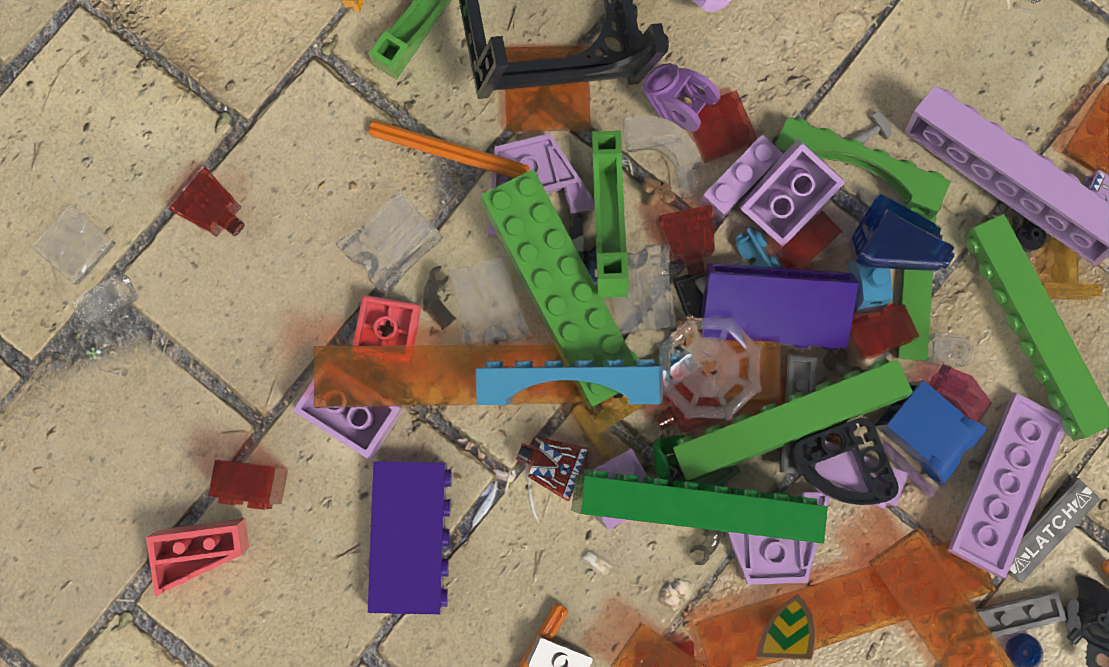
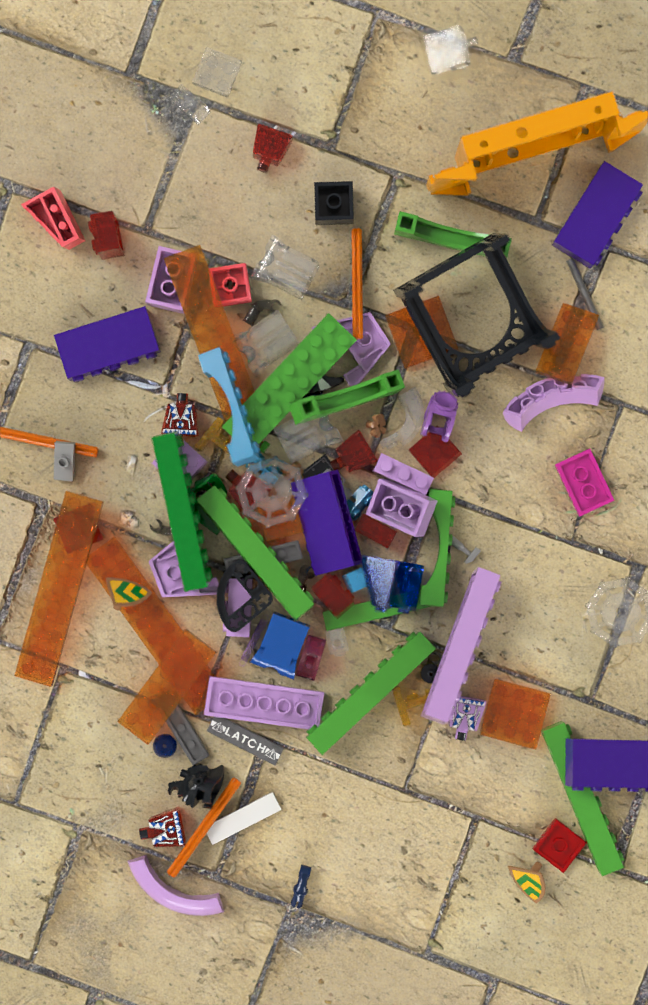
camera: 75 degrees right, 5 degrees up
(323, 143) = (334, 203): none -> black brick

